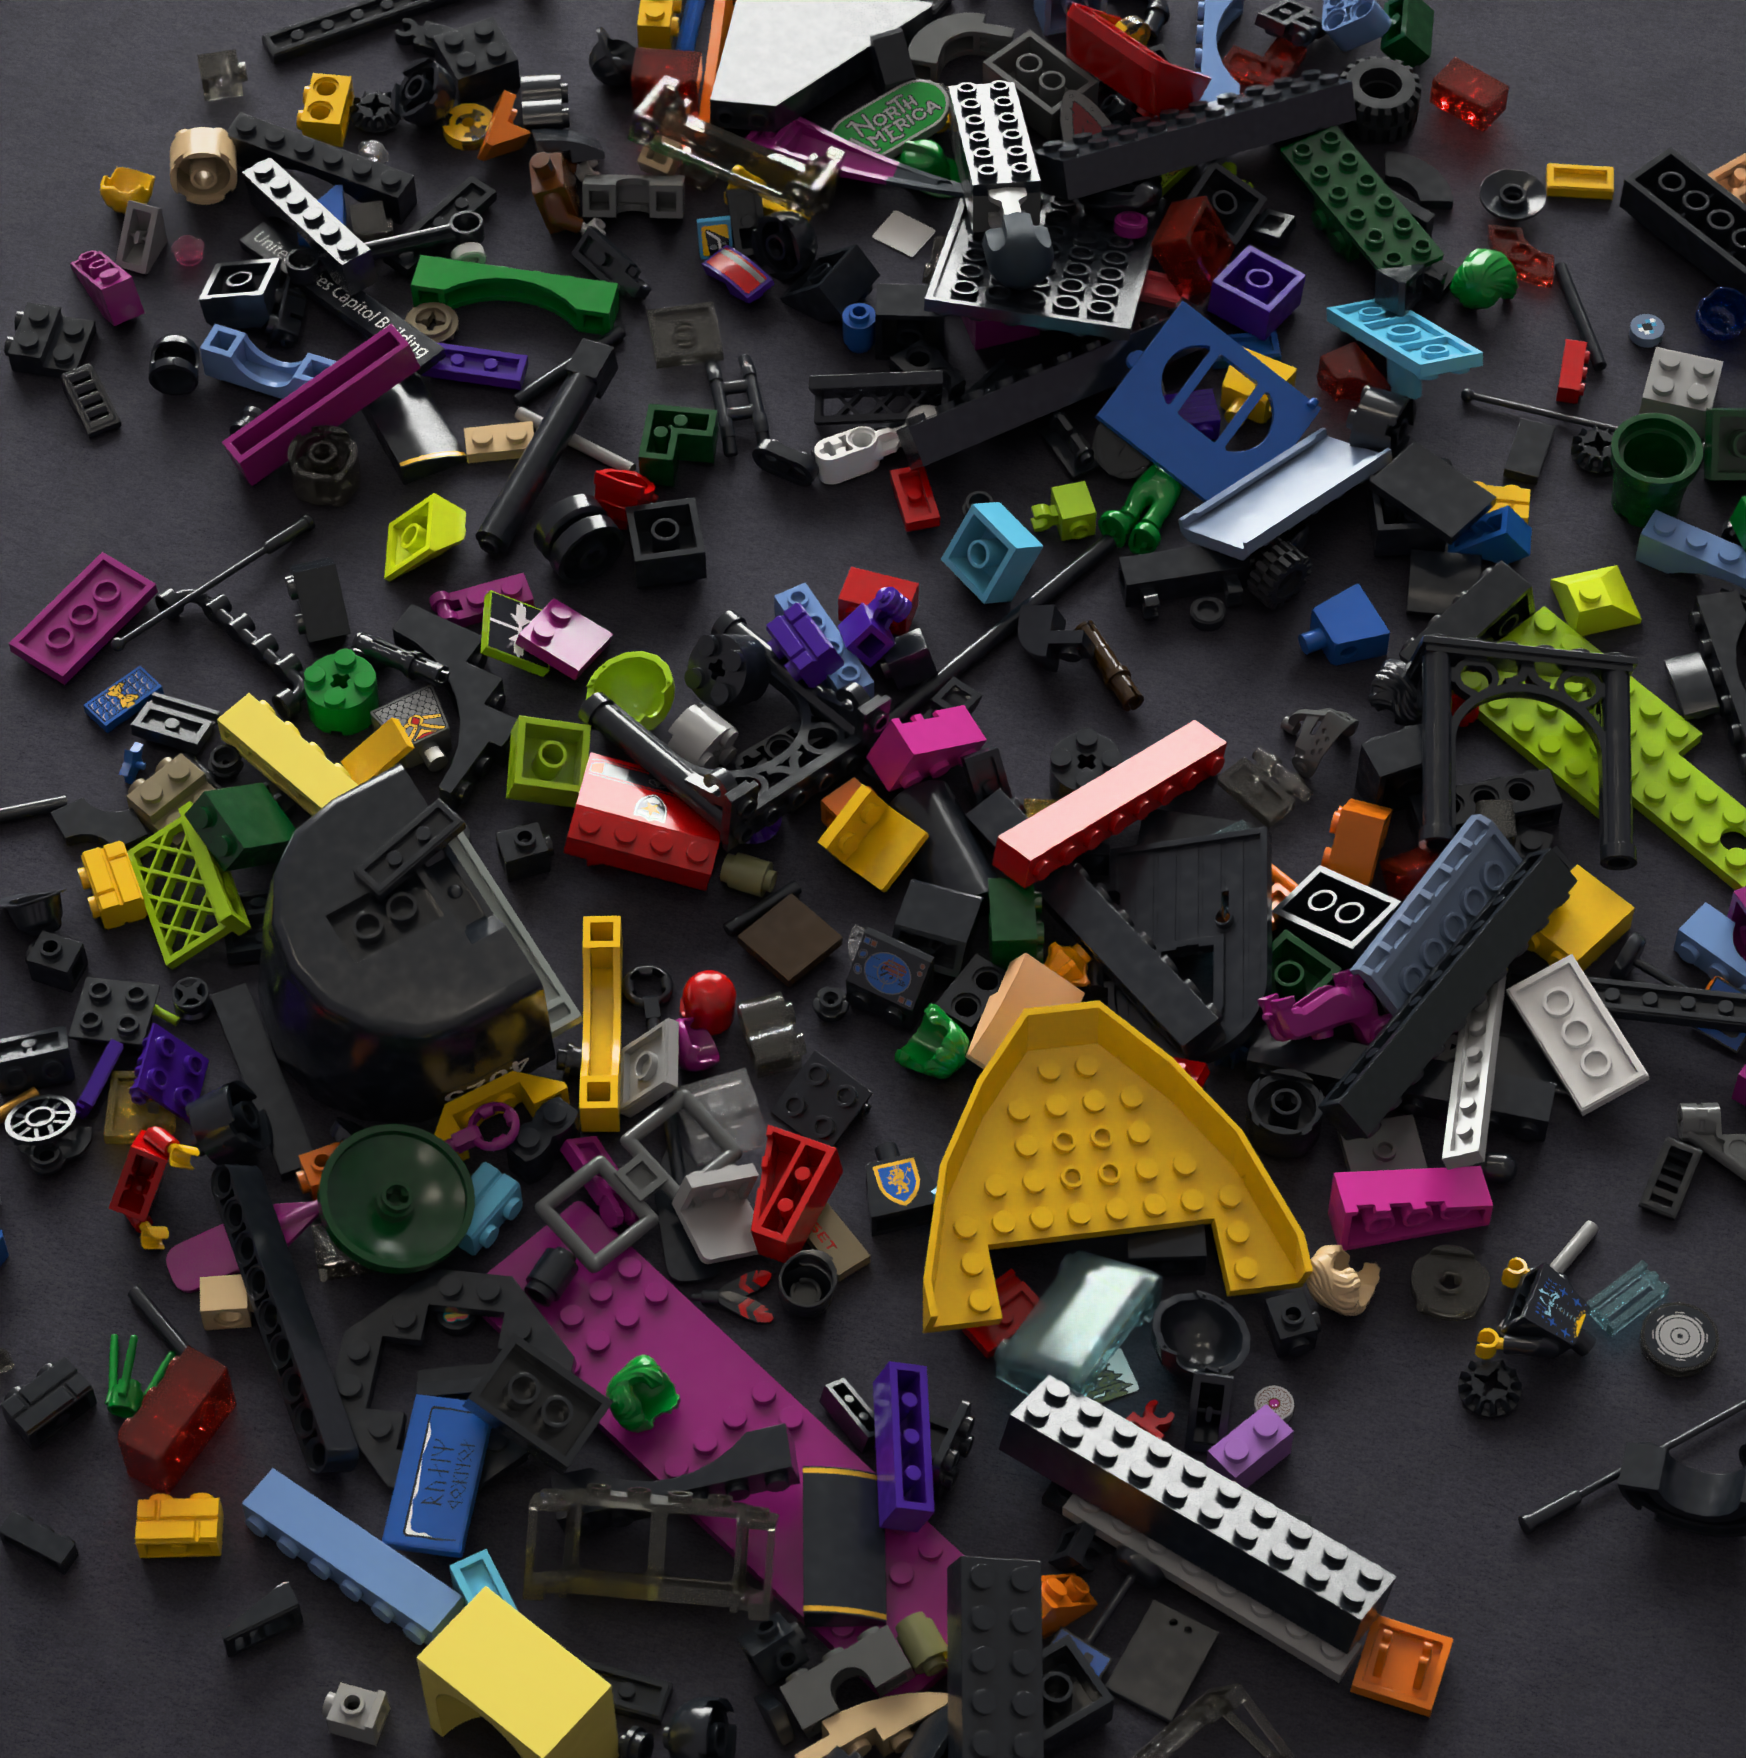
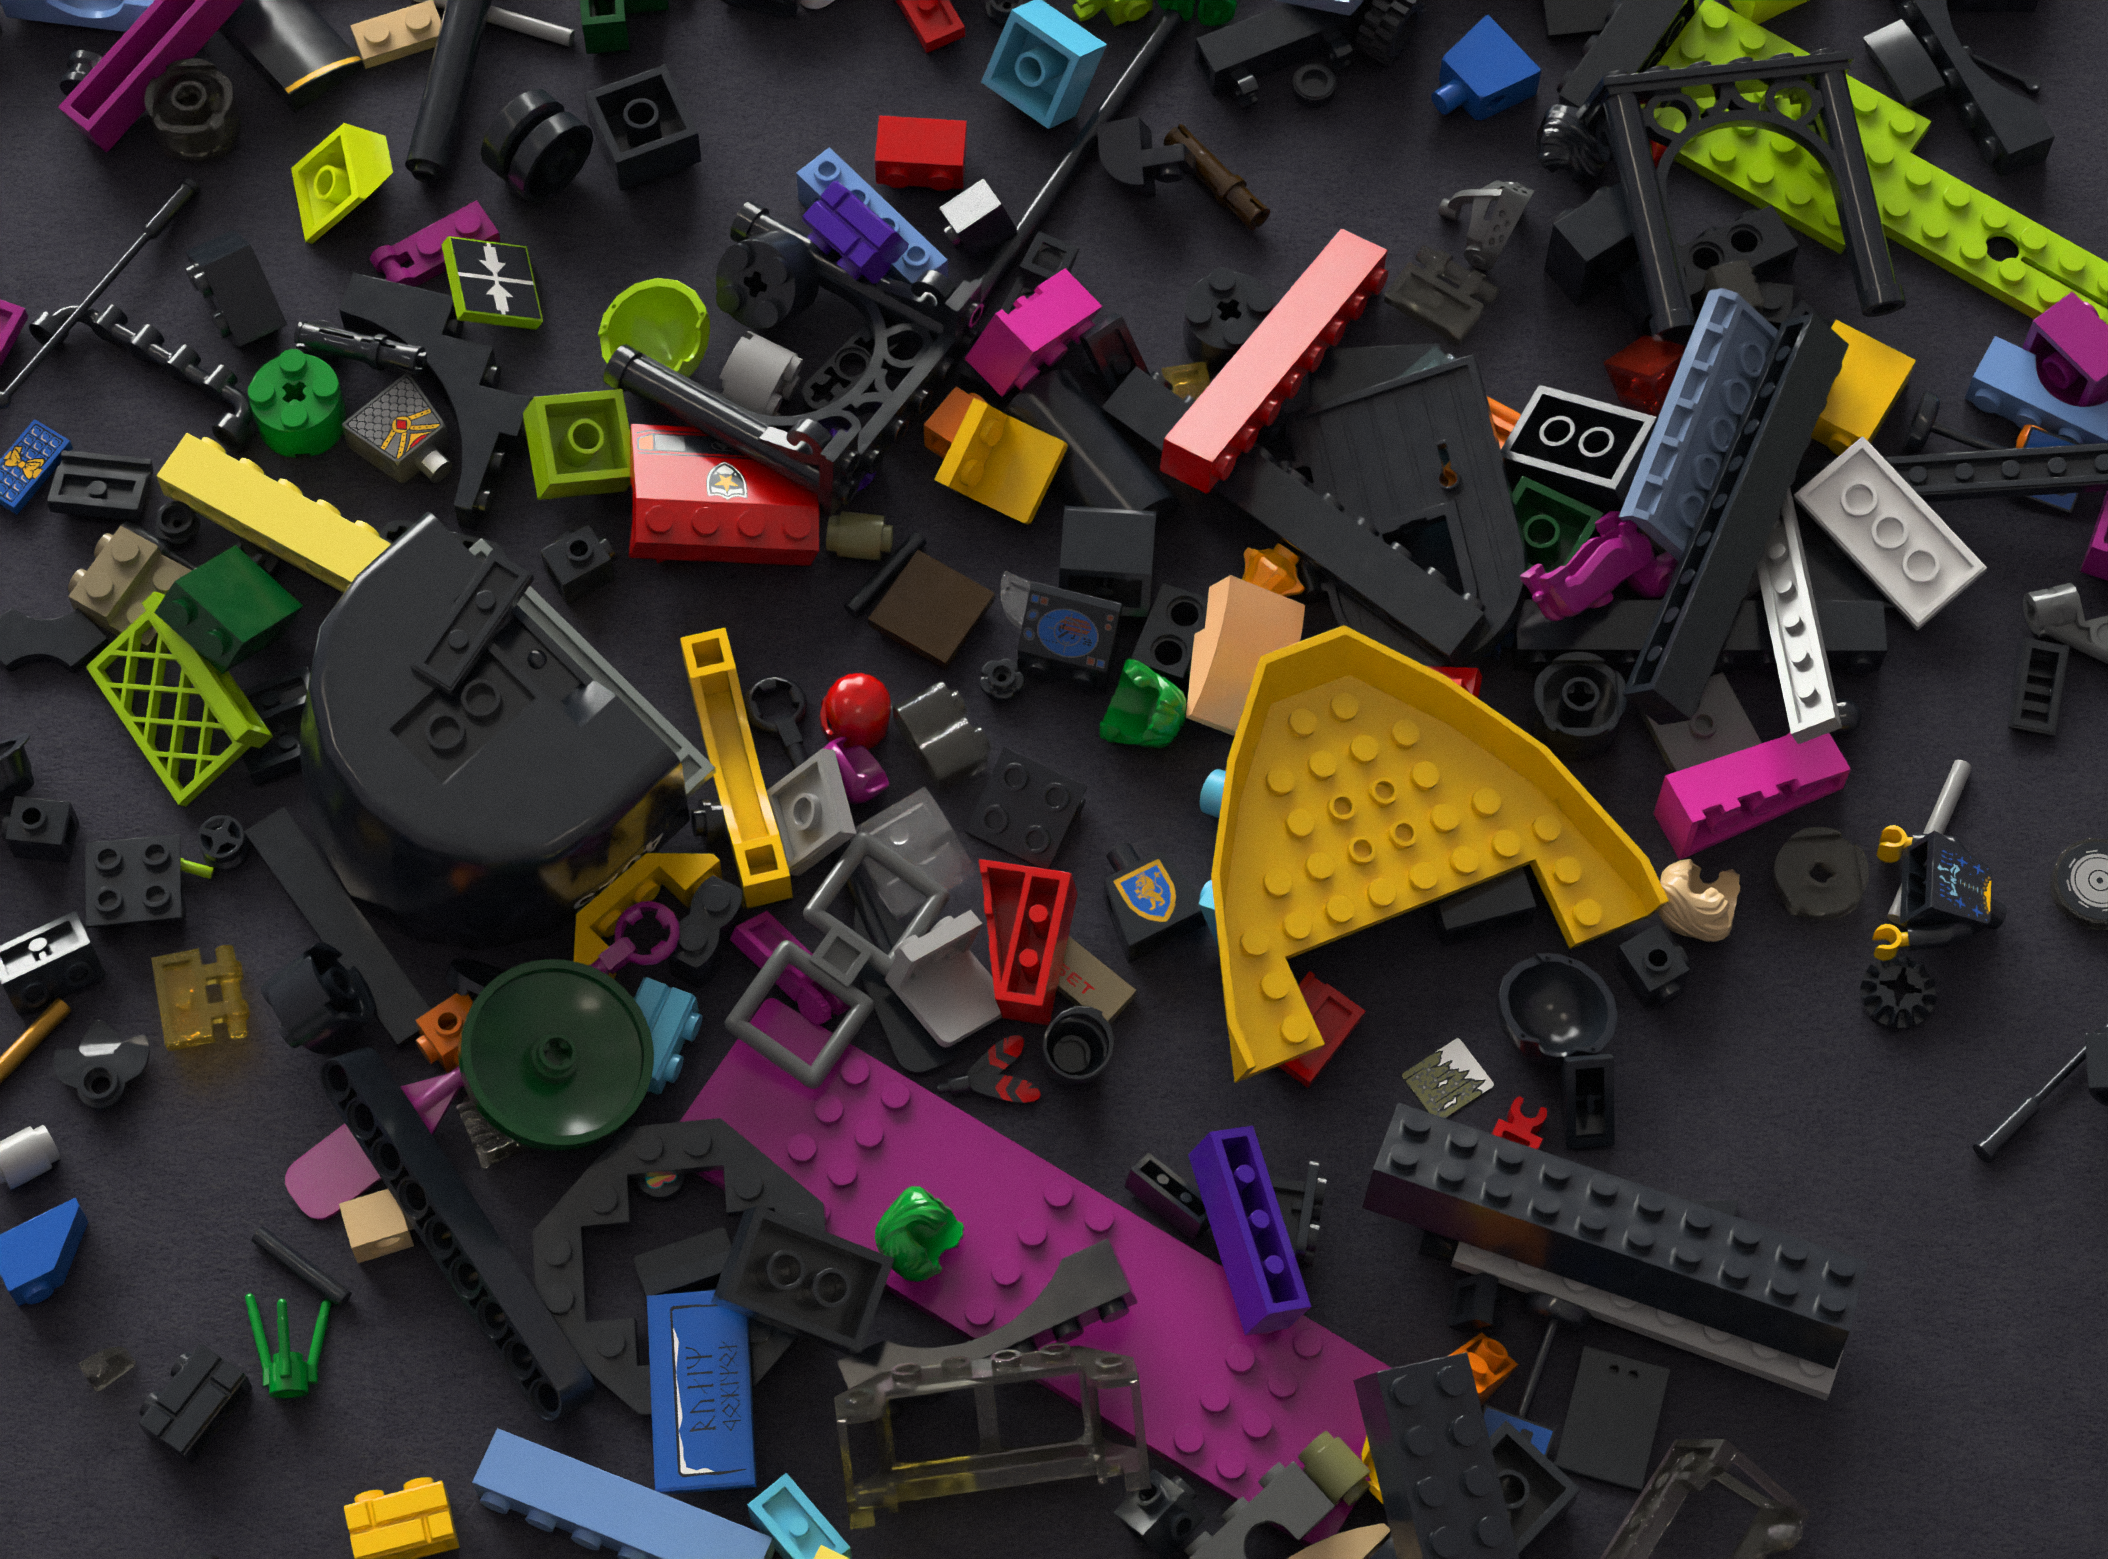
camera: 15 degrees left, 10 degrees up
(41, 1121) = (81, 1042): black wheel -> none
(98, 1078) = (136, 972): dark purple tile -> none
(113, 885) = (83, 715): yellow brick -> none
(132, 763) = (62, 549): blue piece -> none
(143, 1178) = (233, 1092): red torso -> none
(168, 1072) = (223, 947): dark purple hinge -> none
(176, 1420) = (361, 1394): clear red brick -> none
(378, 752) = (365, 476): yellow tile -> none
(551, 1276) = (766, 1105): black brick -> none
(564, 639) = (552, 278): plate -> none
(621, 489) = (572, 70): red helmet -> none
(842, 1549) = (1208, 1371): black slope -> none
(867, 627) = (921, 189): dark purple brick -> none
(1013, 921) = (1197, 537): dark green brick -> none
(1079, 1323) = (1407, 1026): clear light blue windscreen -> none
(1252, 1448) = (1648, 1134): medium lavender brick -> none
(1277, 1399) = (1657, 1072): light grey tile -> none
(1359, 836) = (1575, 339): orange brick -> none
(1402, 1665) = (1892, 1361): orange plate -> none
(1648, 1279) = (2045, 818): clear light blue tile -> none

